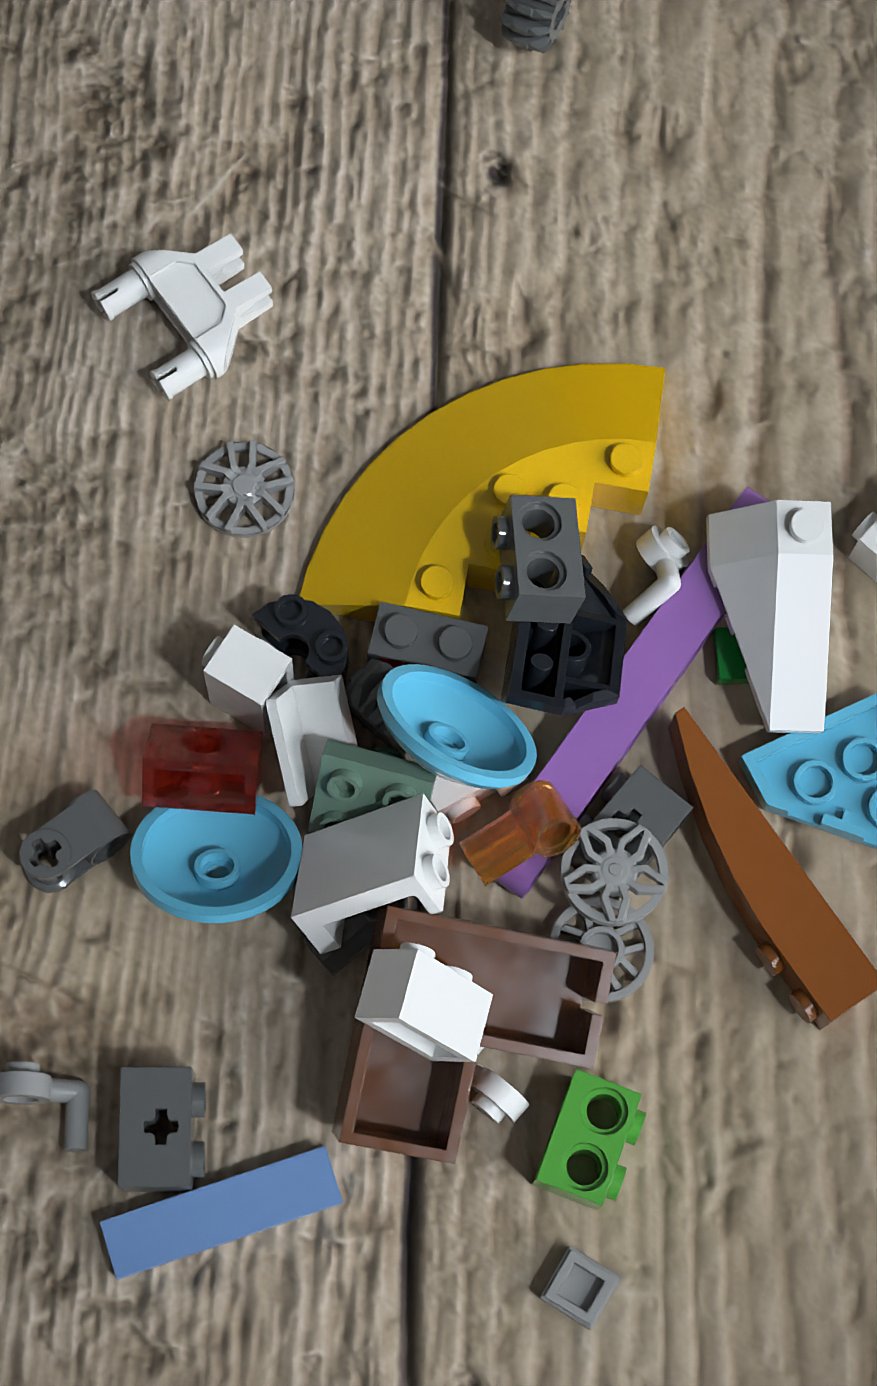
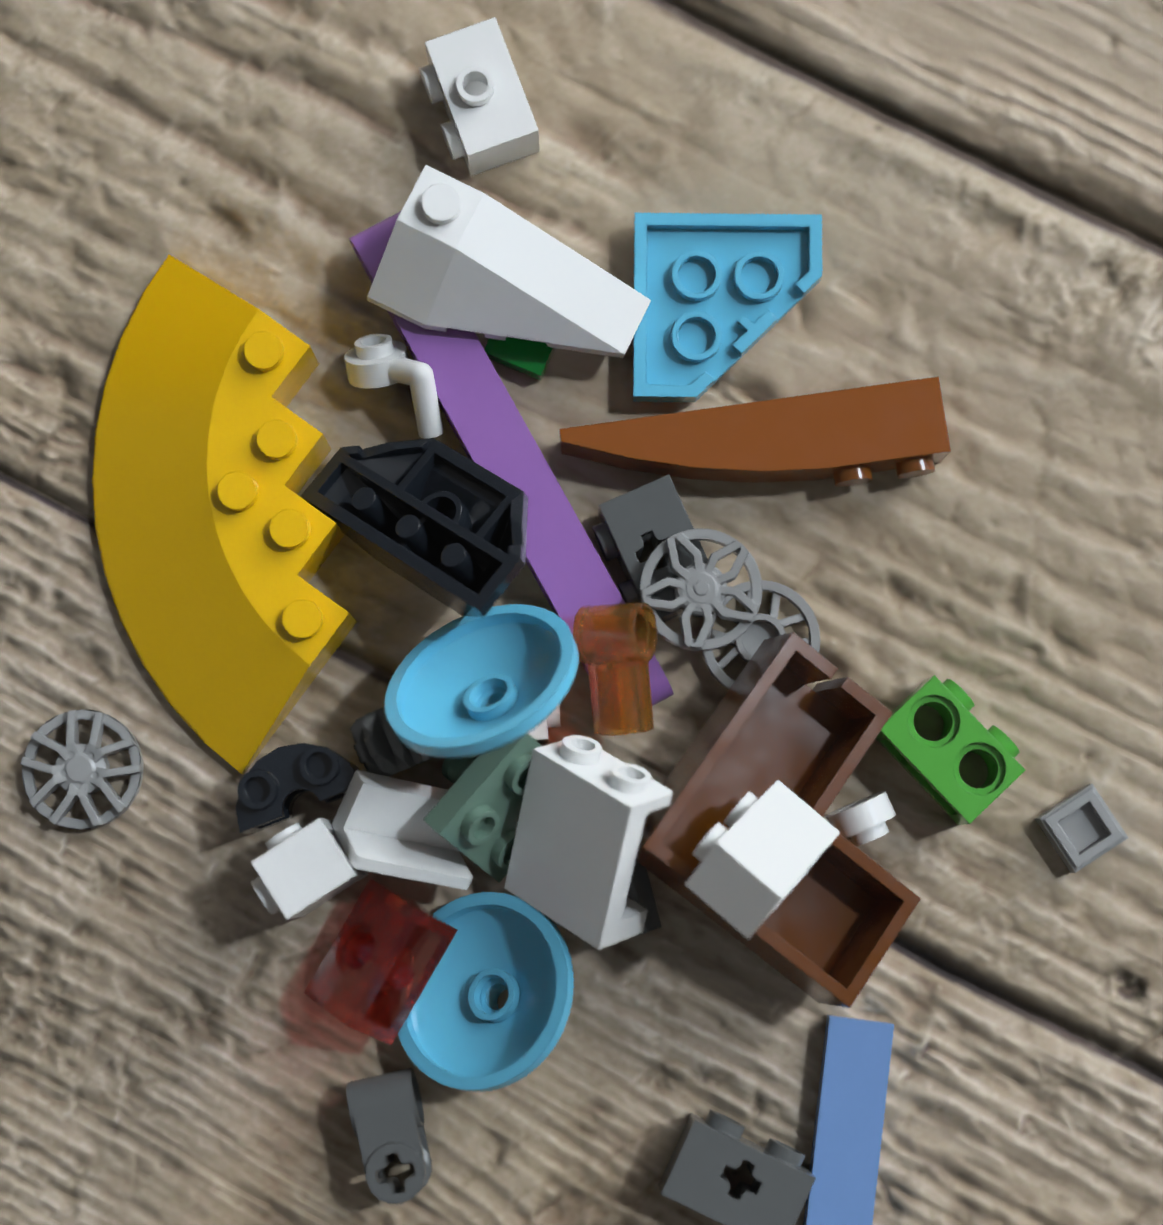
camera: 60 degrees left, 10 degrees up
(428, 639) = (361, 661): dark grey brick -> none
(550, 559) = (346, 488): dark grey brick -> none

